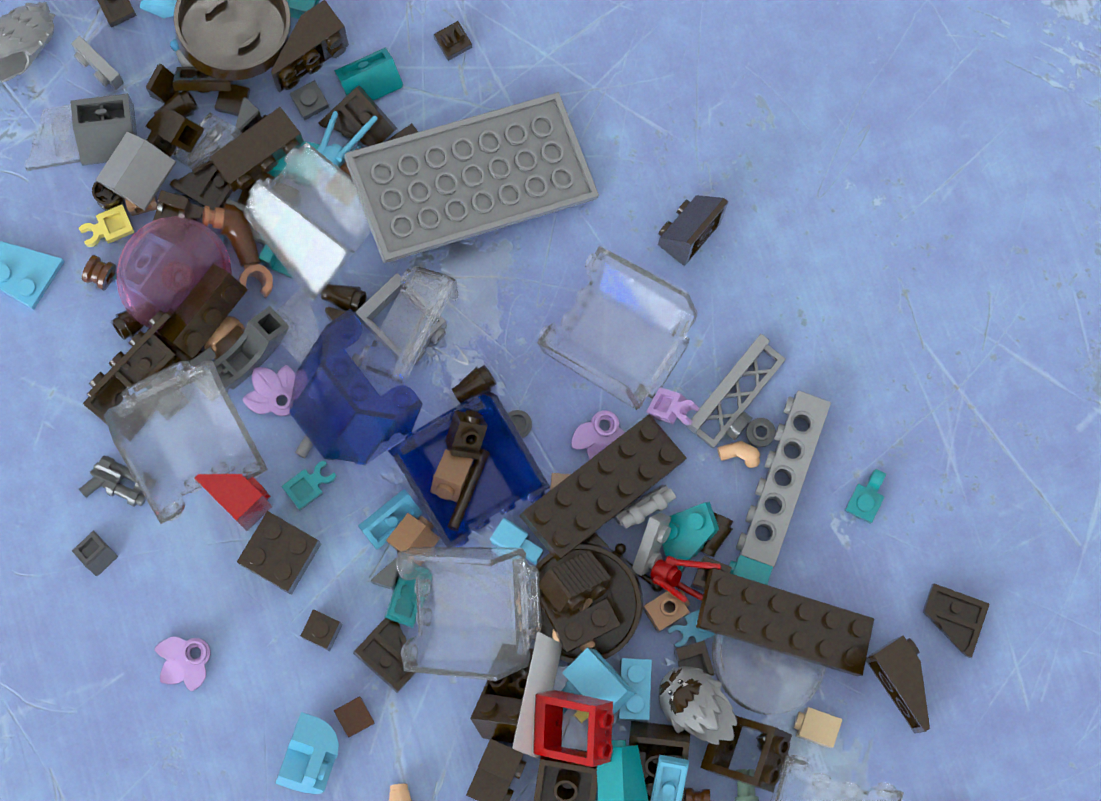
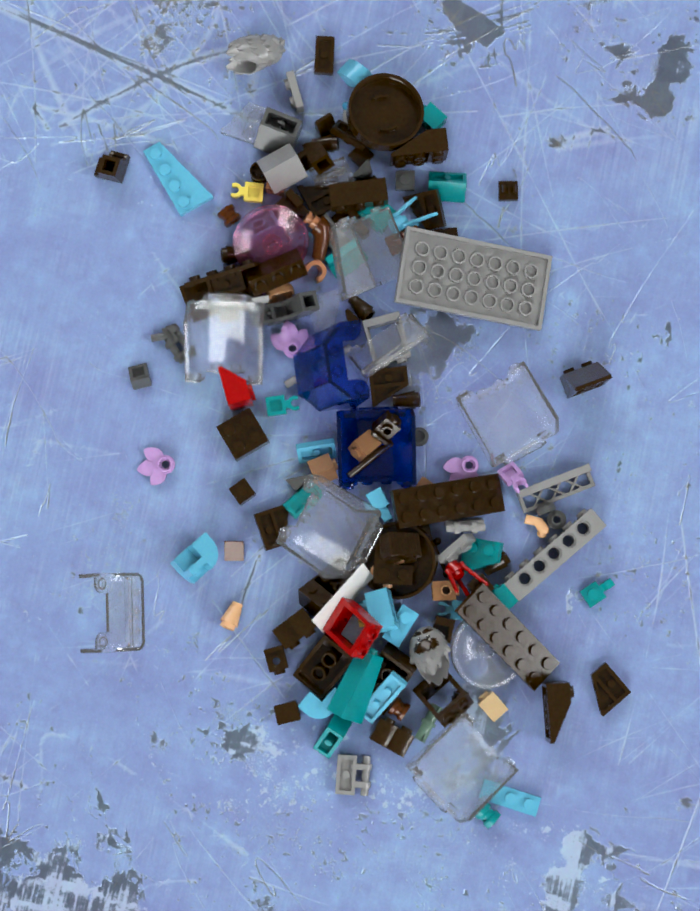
camera: 30 degrees right, 5 degrees up
(434, 376) = (387, 382): none -> dark brown wing

